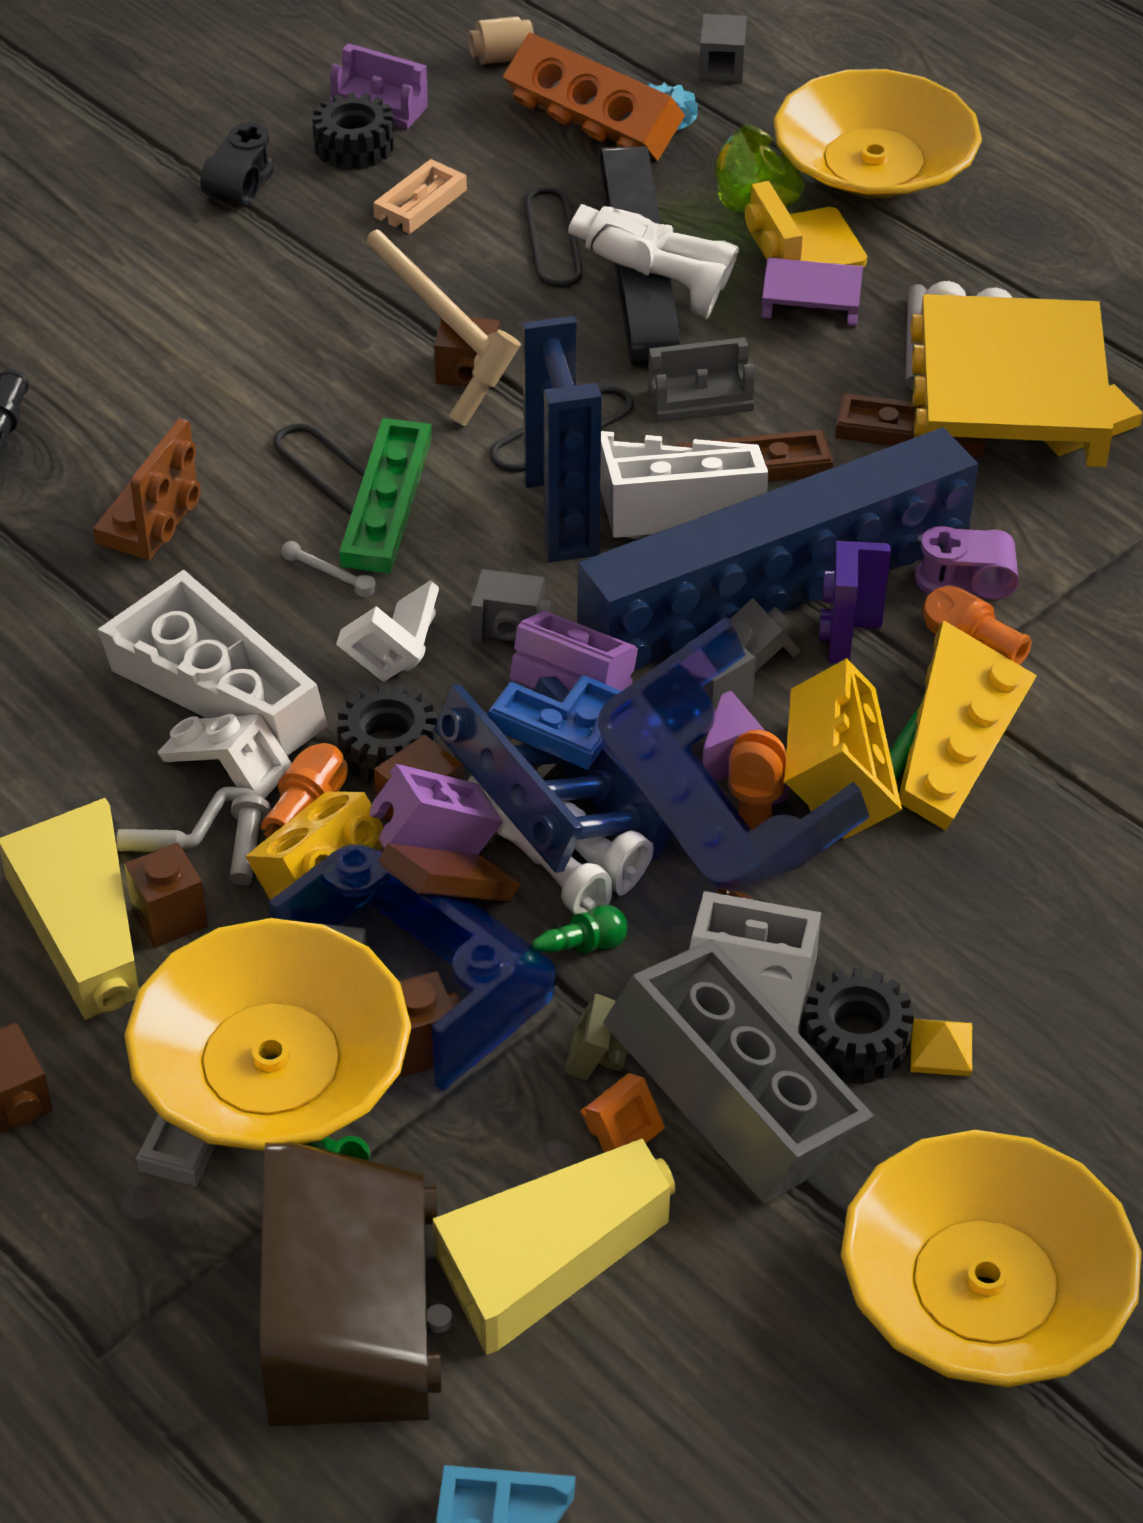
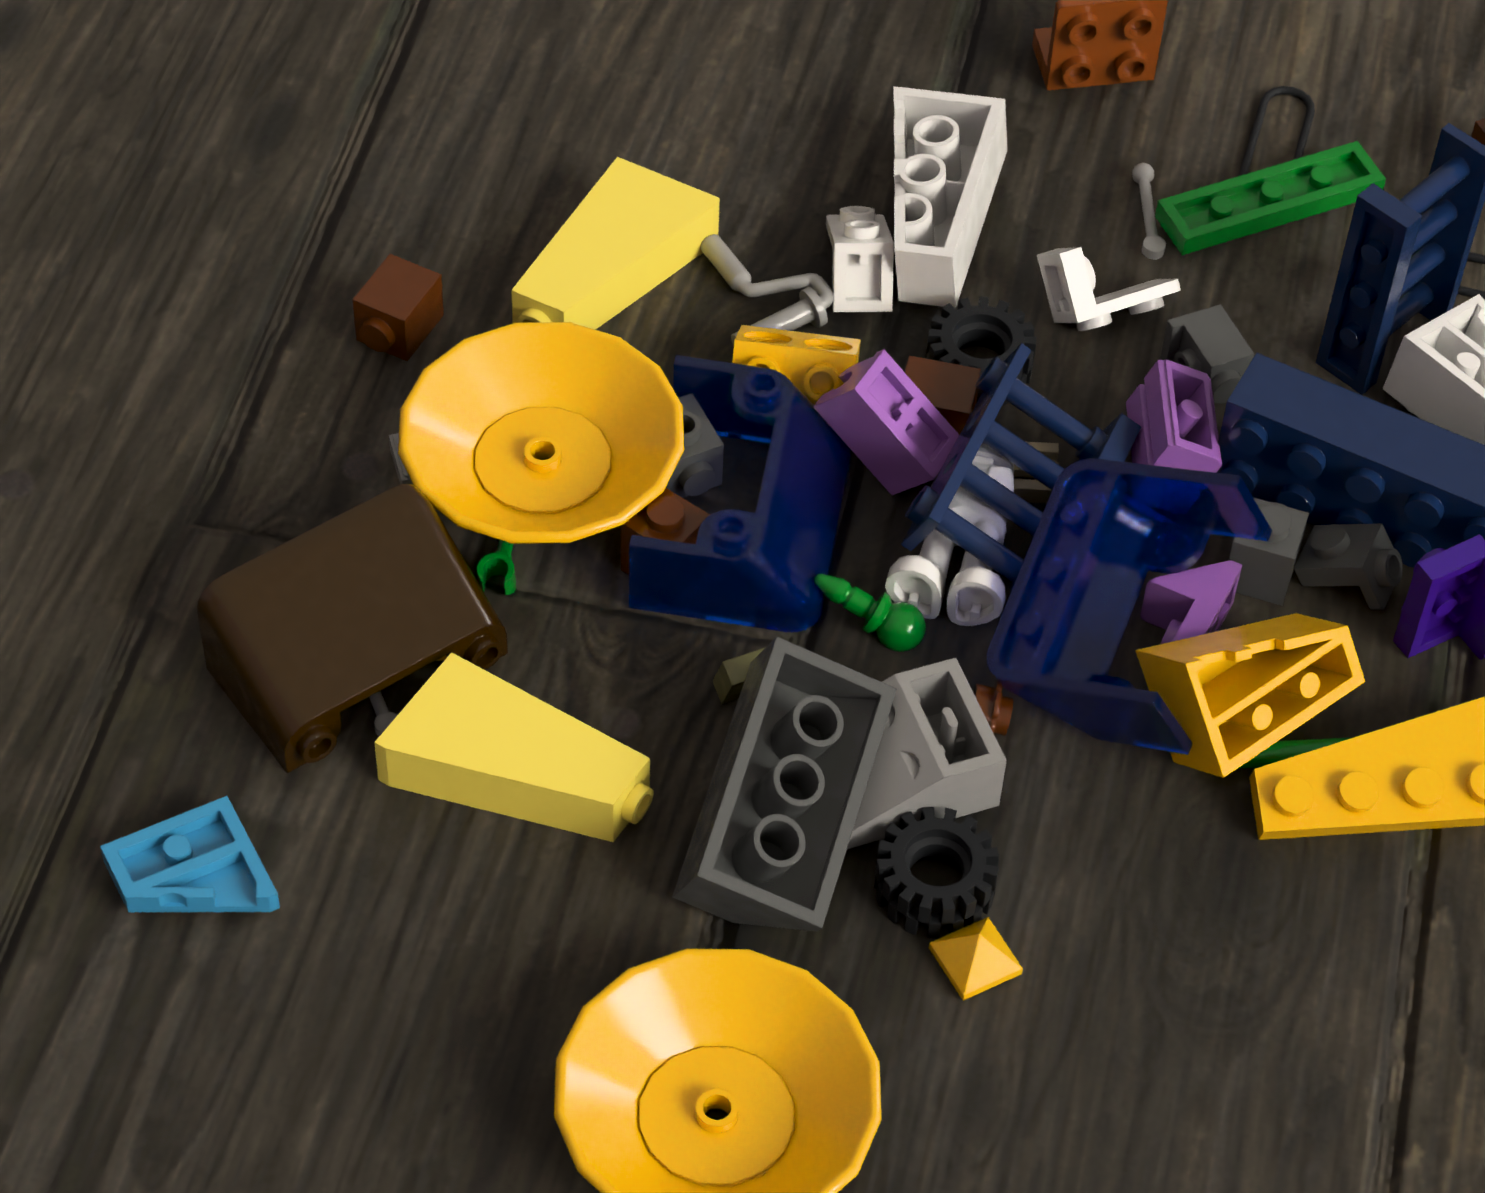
camera: 55 degrees right, 5 degrees up
(166, 895) = (663, 300): reddish brown brick -> none
(308, 777) = (879, 326): orange arm -> none
(448, 873) = (827, 466): reddish brown tile -> none
(558, 728) = (1056, 437): blue tile -> none
(623, 1114) = (682, 742): orange tile -> none
(756, 774) = (1140, 622): orange arm -> none

